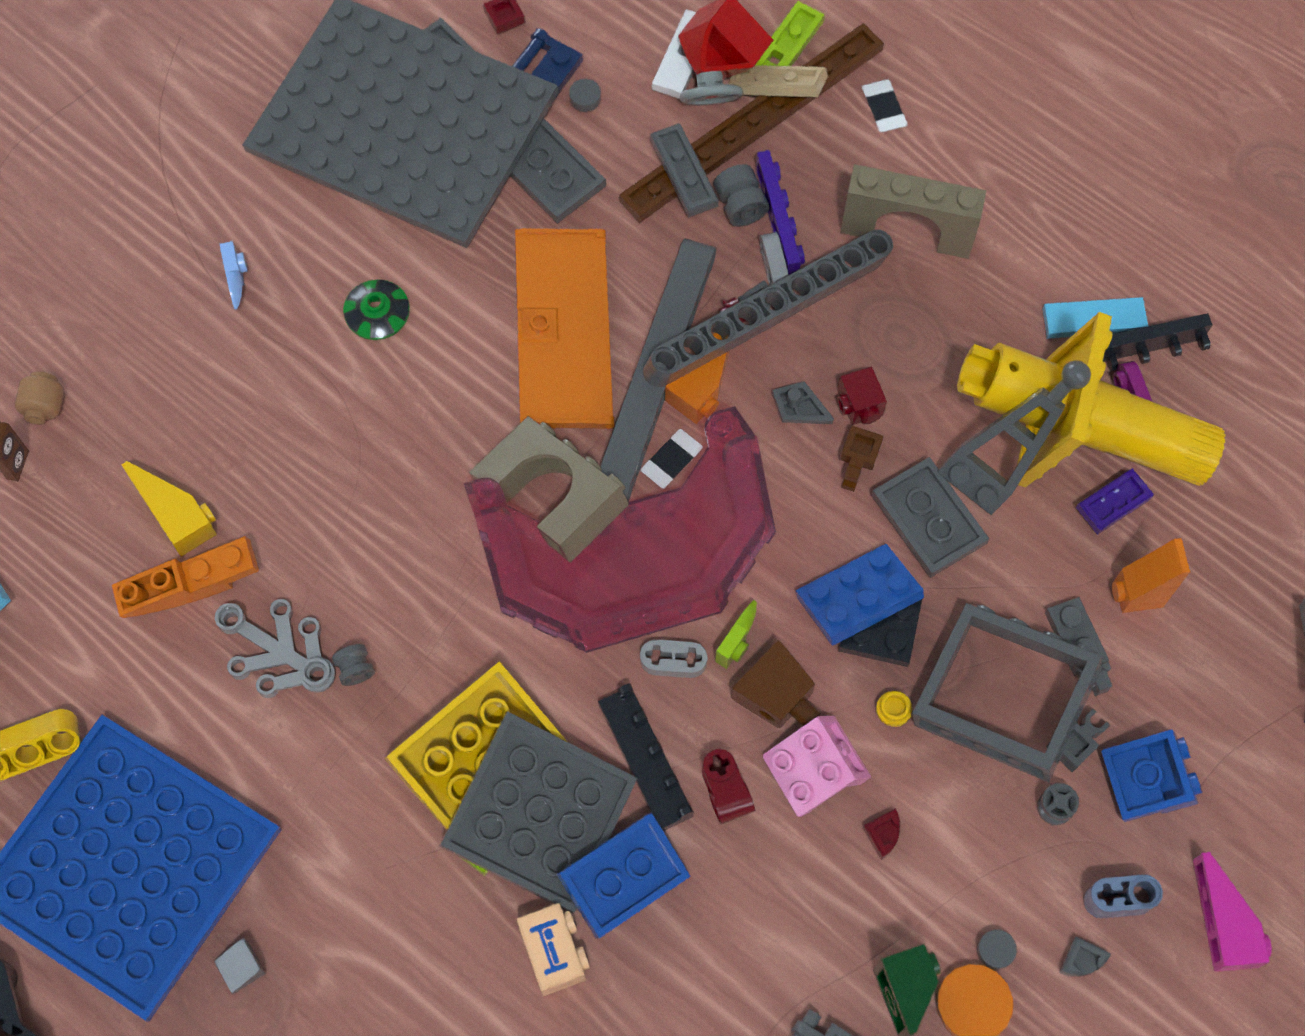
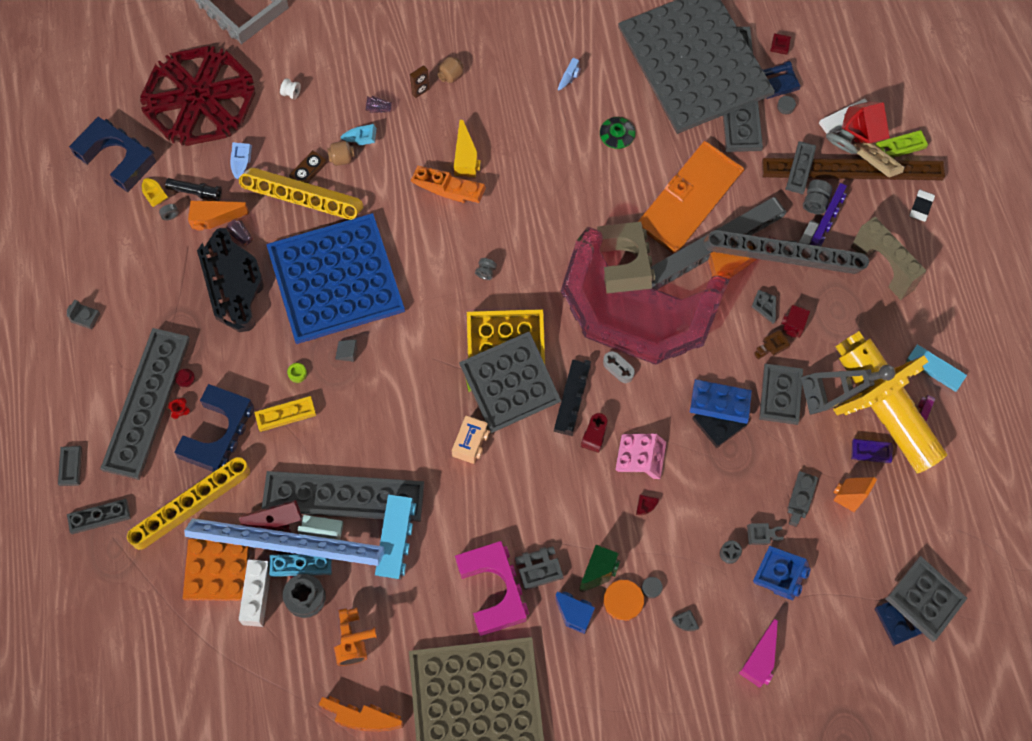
camera: 40 degrees right, 0 degrees up
(279, 652) = (461, 241): light grey plant -> none
(623, 875) = (522, 433): blue plate -> none
(671, 458) = (689, 286): sticker -> none
(735, 643) = (650, 379): lime plate -> none
(777, 689) = (650, 411): reddish brown torso -> none
(894, 708) = (694, 459): yellow plate -> none
(988, 742) = (744, 527): dark grey window -> none
(1127, 903) = (717, 612): sand blue beam -> none
(1158, 337) = (949, 393): black hinge -> none

